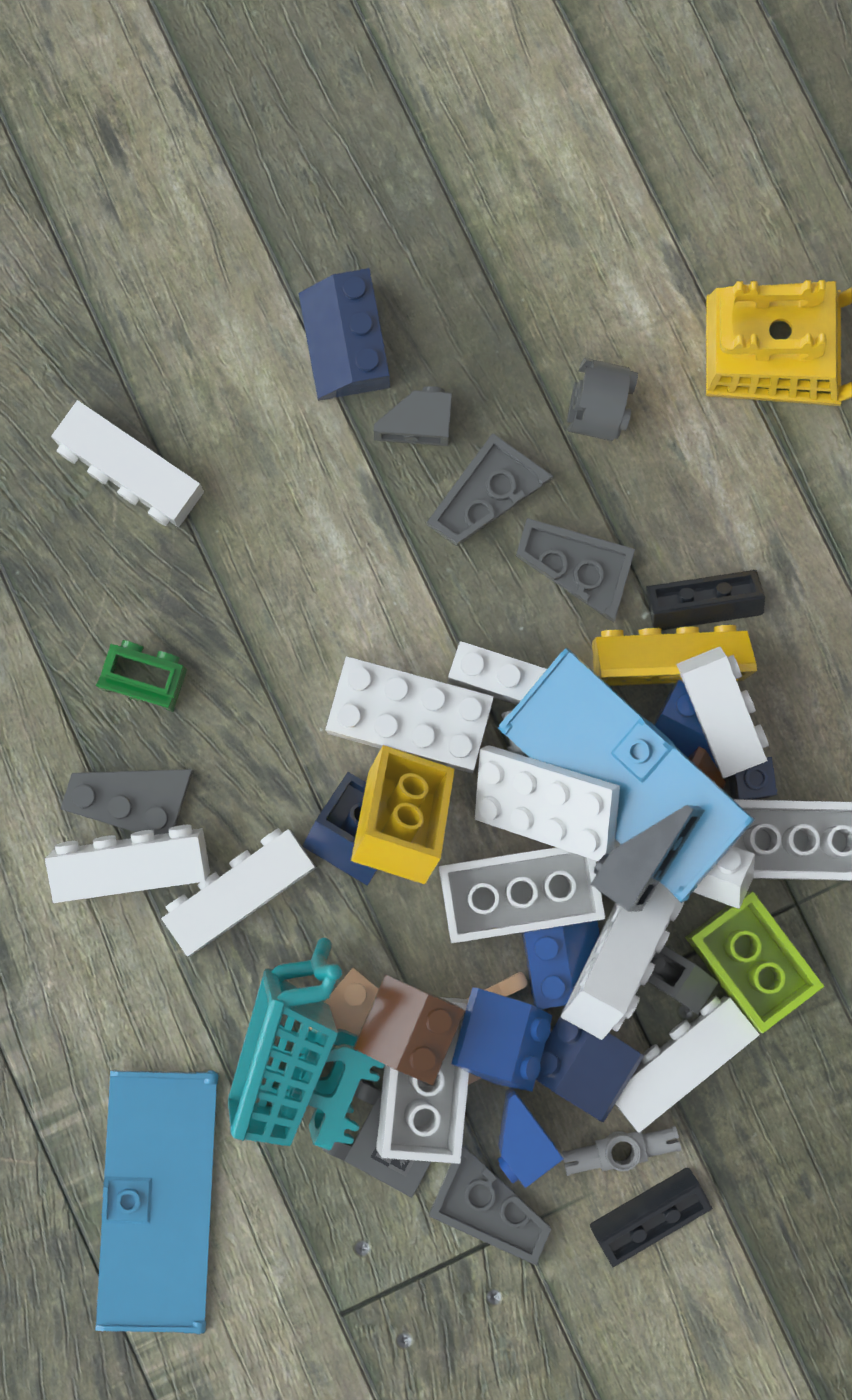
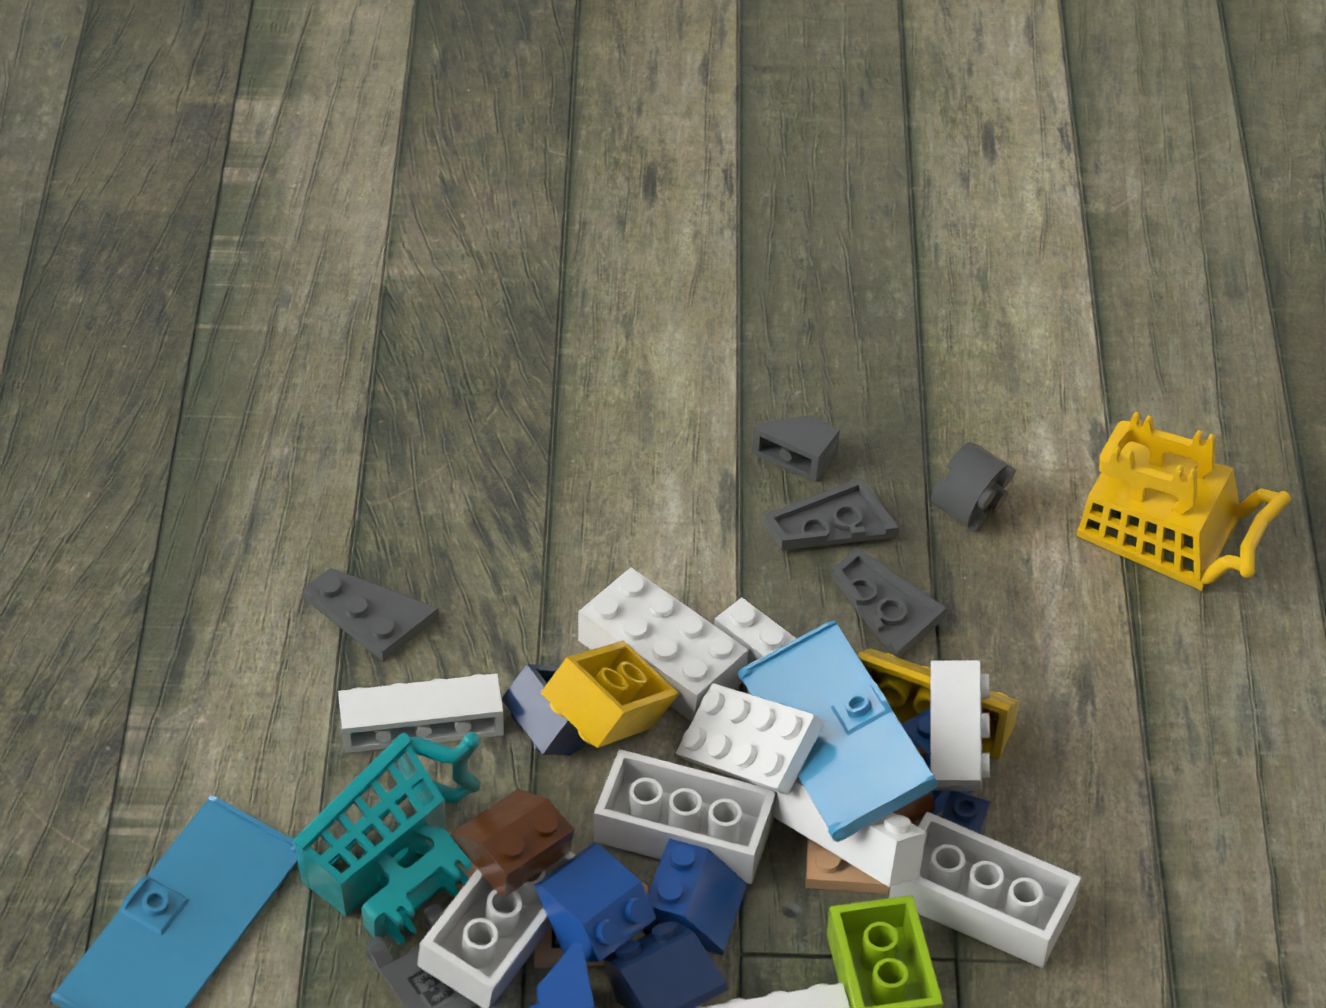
camera: 25 degrees right, 35 degrees down
(127, 464) = (525, 380): white brick -> none
(127, 864) = (334, 644): white brick -> none
(138, 690) = (456, 542): green window -> none
(344, 335) = (771, 367): dark blue slope -> none
(620, 964) = (754, 879): white brick -> none
(639, 864) = (819, 779): slope -> none
(681, 979) = (796, 951): dark grey slope -> none
(705, 600) = (1027, 686): black slope -> none

